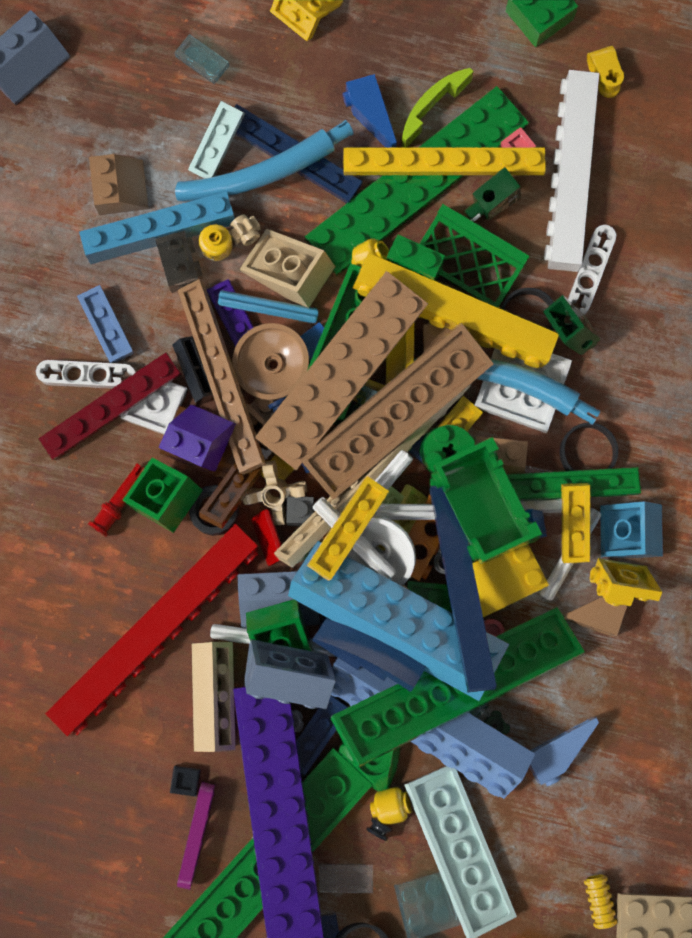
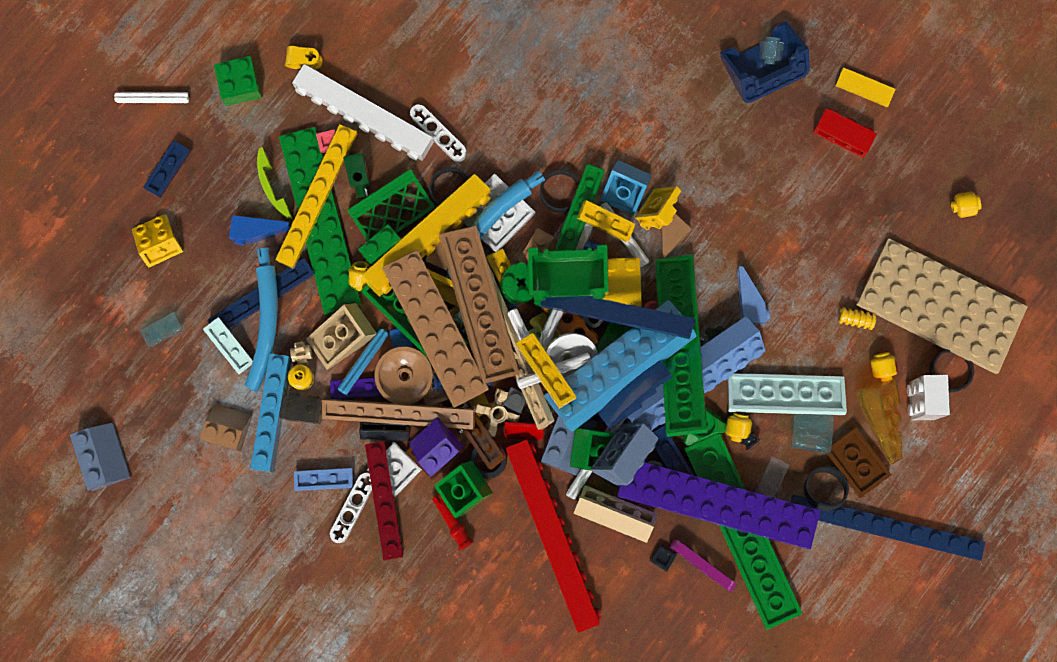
camera: 60 degrees left, 0 degrees up
(578, 334) = (478, 162): dark green torso -> none

